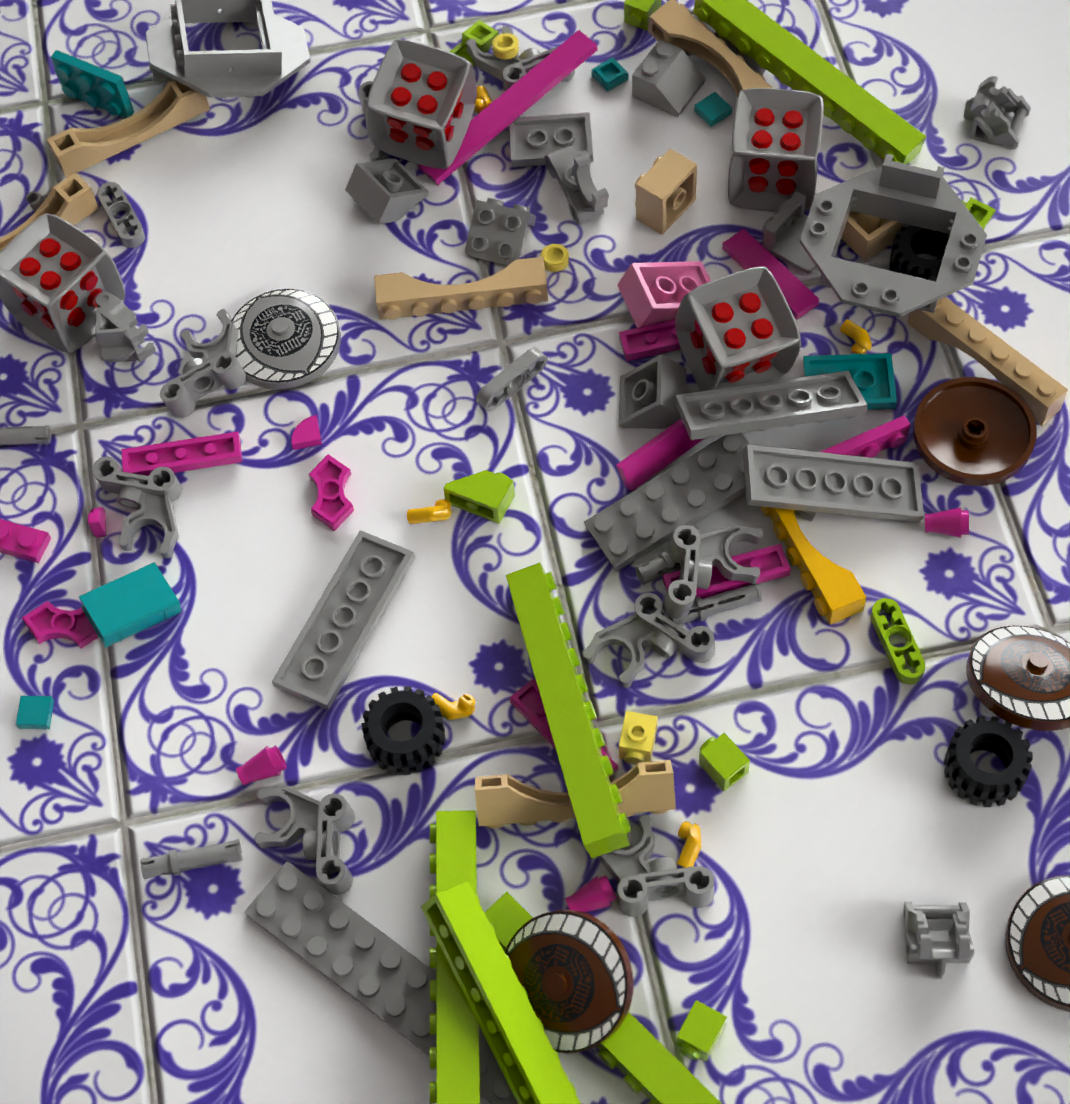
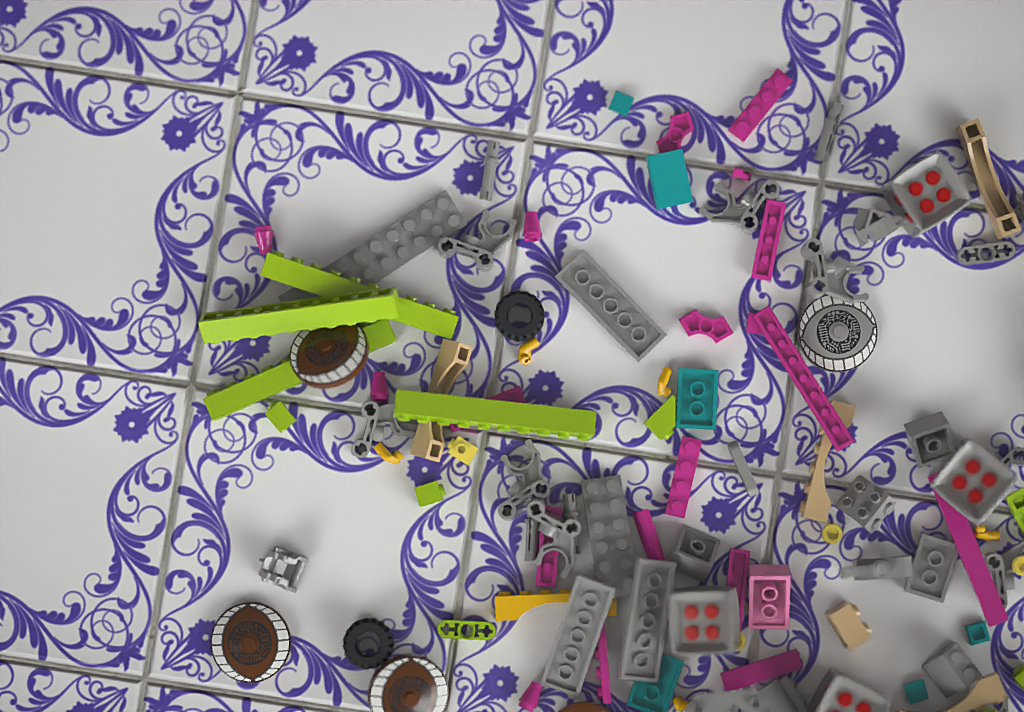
camera: 110 degrees right, 25 degrees up
(358, 346) = (803, 378): none -> dark pink tile
(429, 464) = (697, 398): none -> teal plate
(554, 447) = (683, 477): none -> dark pink plate

